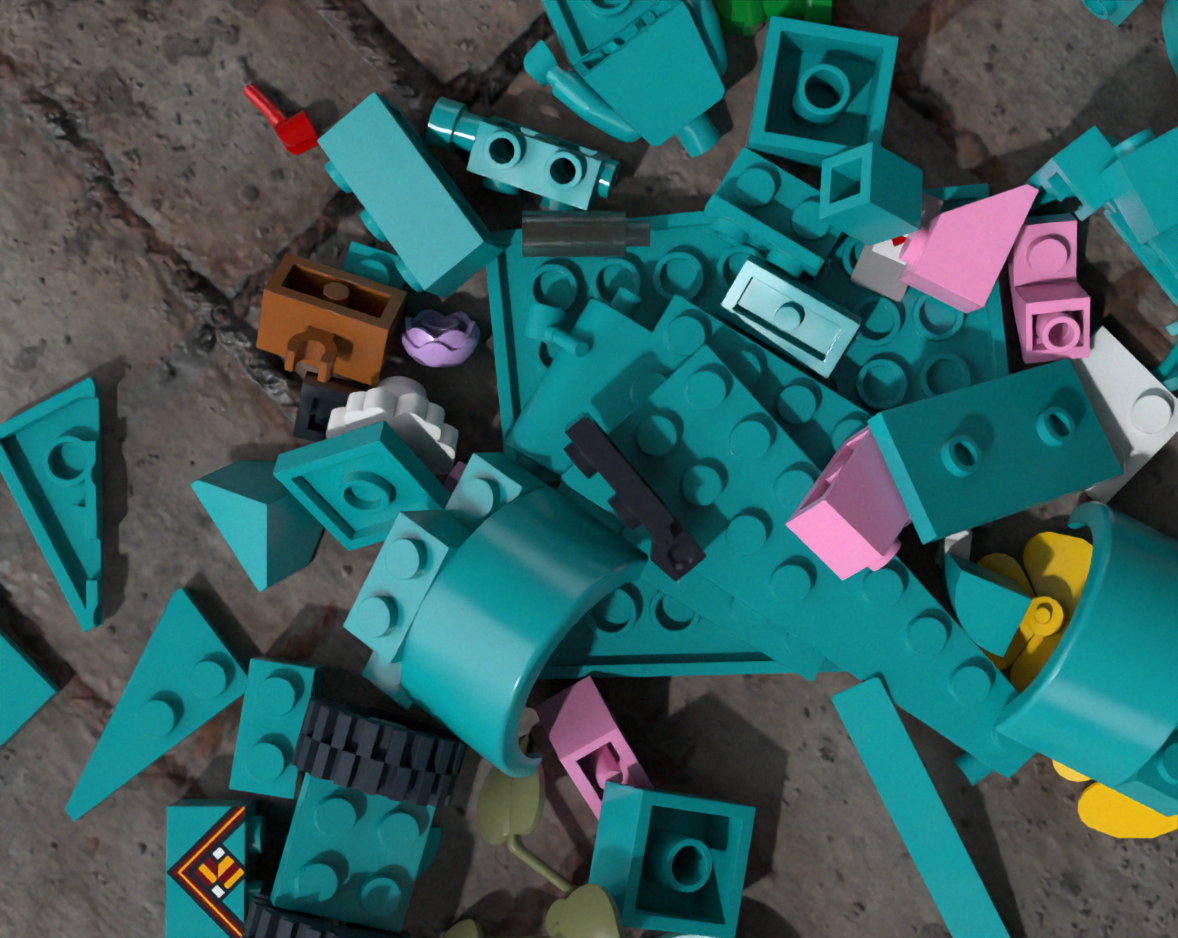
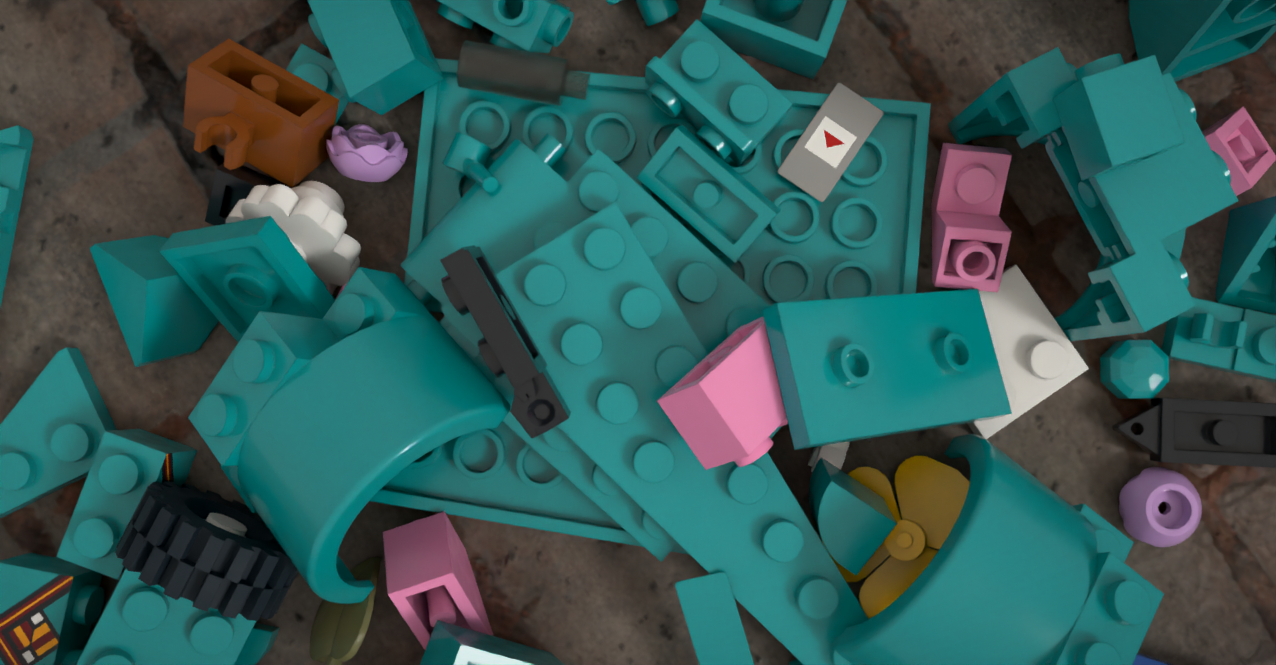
camera: 10 degrees right, 0 degrees up
(871, 194) = (813, 86): teal brick -> none
(965, 248) = (897, 159): bright pink slope -> none

